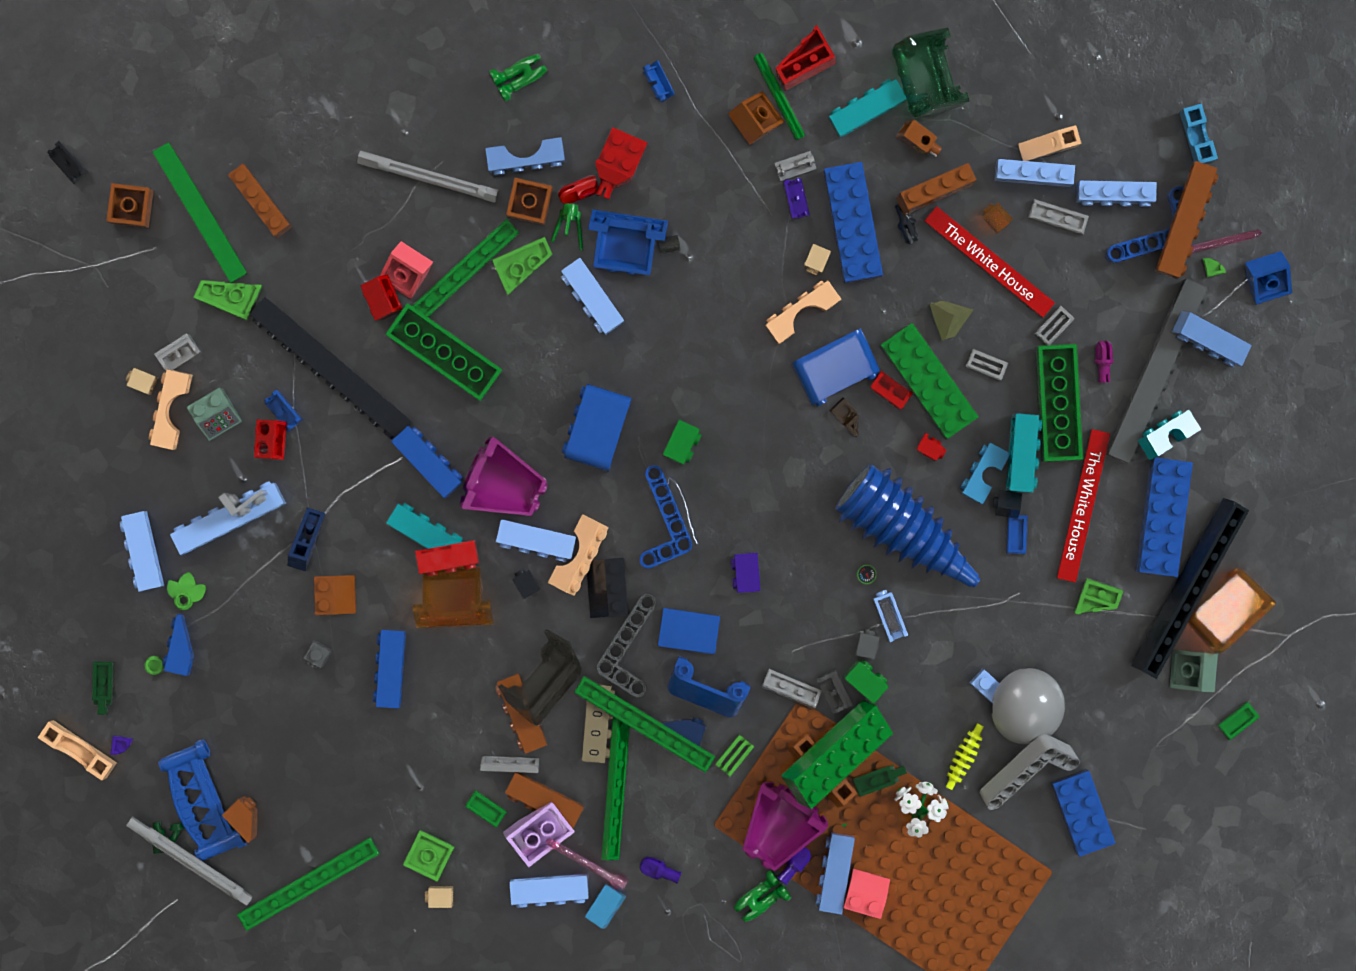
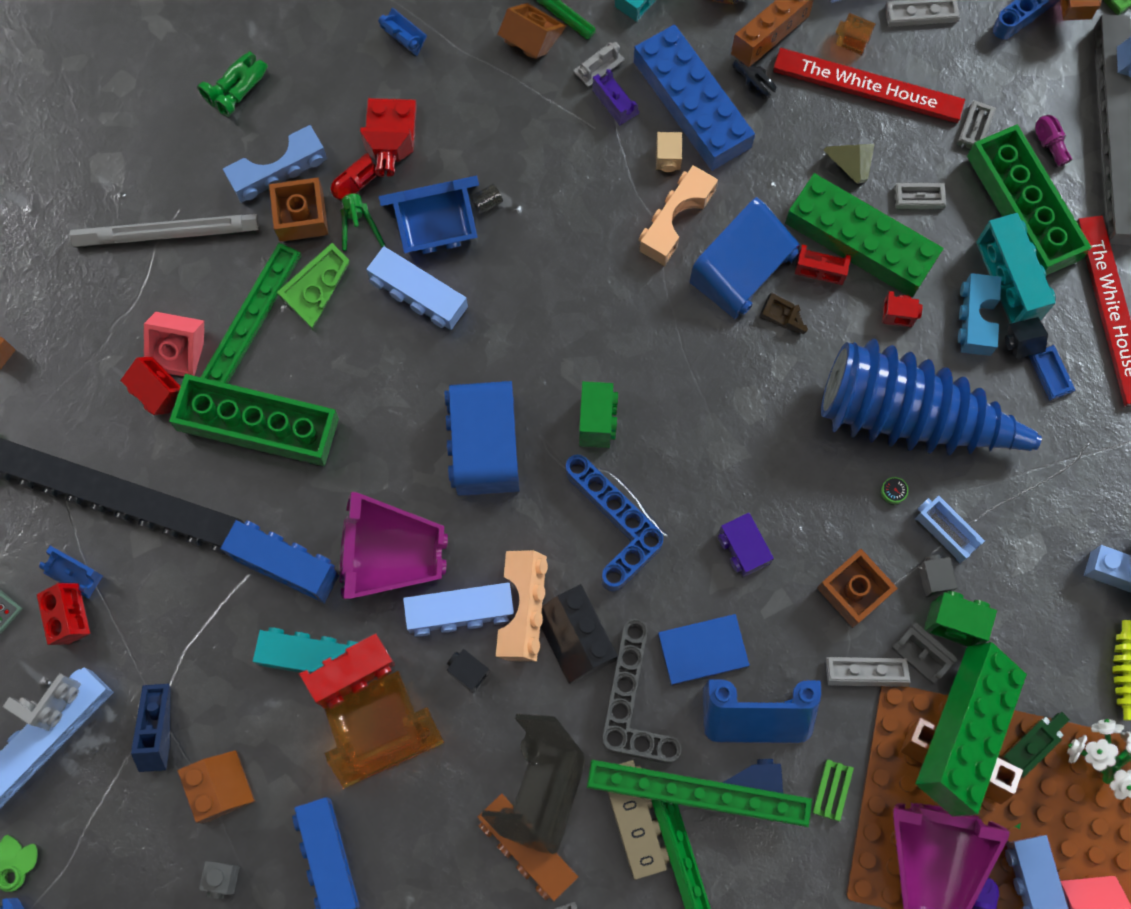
camera: 20 degrees left, 15 degrees down
(807, 632) = (856, 588): none -> dark orange brick

